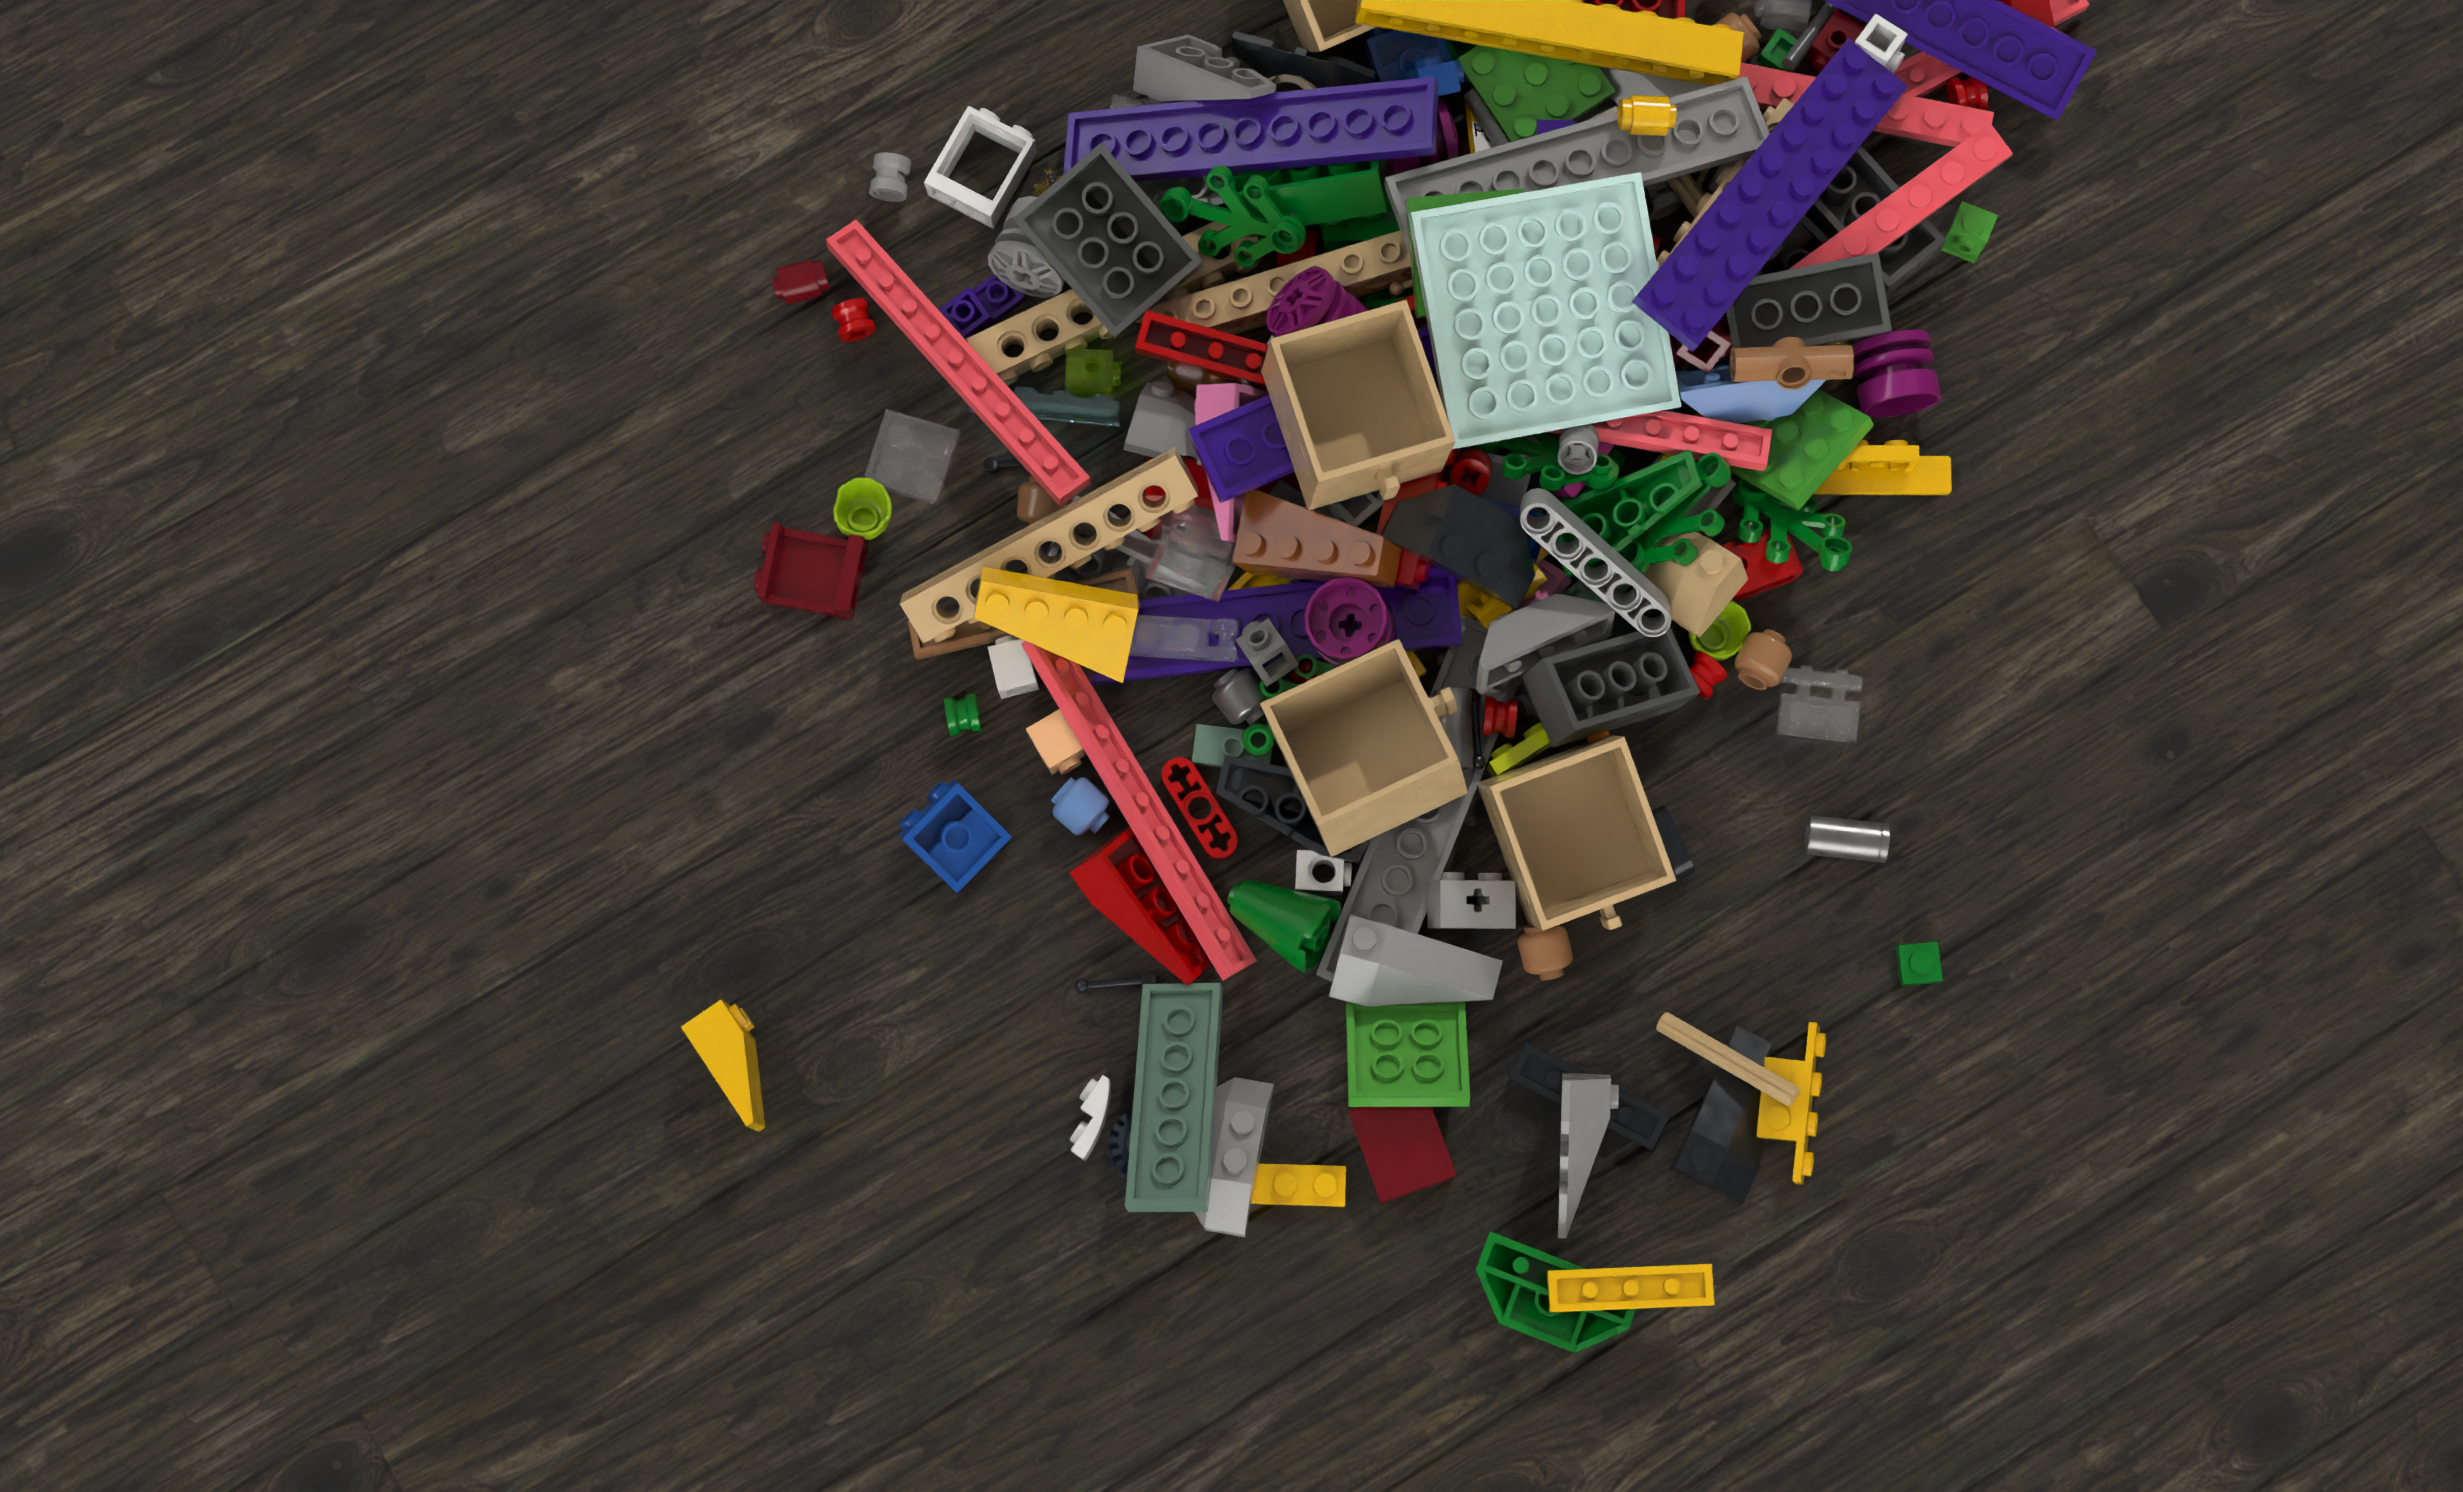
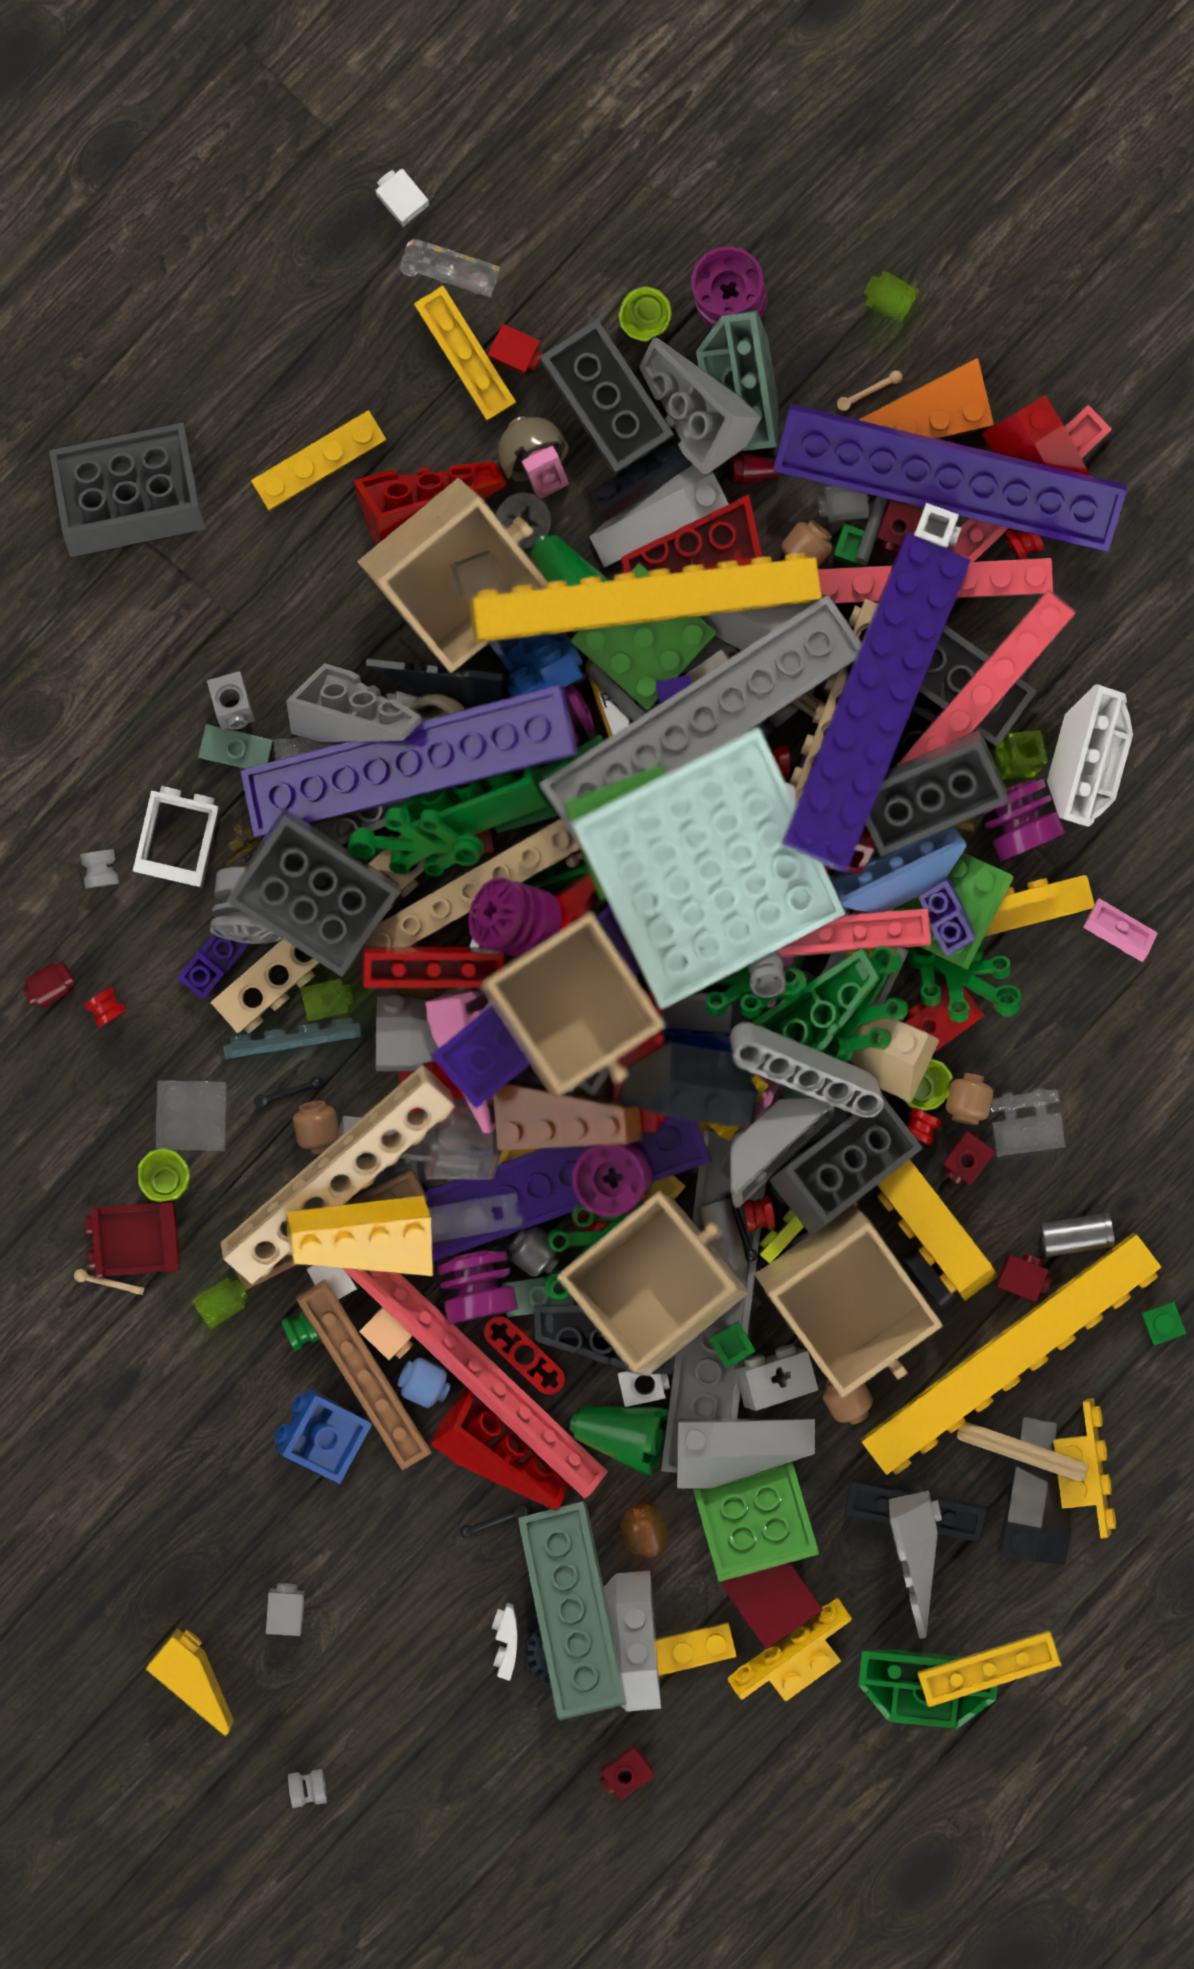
camera: 25 degrees left, 10 degrees up
(743, 596) = (81, 1275): none -> tan hinge
(831, 1222) = (315, 1788): none -> light grey wheel
(856, 1015) = (285, 1610): none -> light grey brick
(884, 661) = (220, 1302): none -> clear neon green brick
(958, 363) = (209, 1027): coral plate -> none
(1017, 779) = (363, 1374): none -> medium nougat tile
(1067, 92) = (234, 748): none -> sand green plate
(1079, 40) = (224, 690): none -> light grey brick
(1168, 714) = (477, 1287): none -> magenta wheel
(1184, 1302) = (626, 1772): none -> dark red brick
(1260, 644) = (546, 1215): light grey brick -> none
(1279, 1035) = (644, 1530): none -> clear orange head
(1411, 1226) = (795, 1658): none -> yellow bracket
(1432, 852) = (732, 1344): none -> green plate
(1475, 463) = (687, 1010): red wheel -> none
(1646, 115) = (750, 663): yellow brick -> none
(1692, 792) = (937, 1231): none -> yellow wedge
(1739, 949) = (1011, 1353): none -> yellow brick
(1744, 723) = (966, 1159): none -> dark red brick
(1775, 869) = (1024, 1277): none -> dark red brick
(1791, 363) = (930, 852): medium nougat piece -> none
(1791, 446) = (948, 917): none -> dark purple slope
(1913, 305) = (1021, 755): none -> clear neon green brick
(1969, 232) = (1055, 669): bright green brick -> none
(1974, 523) = (1120, 930): none -> bright pink plate
(1988, 326) = (1090, 755): none -> white wedge

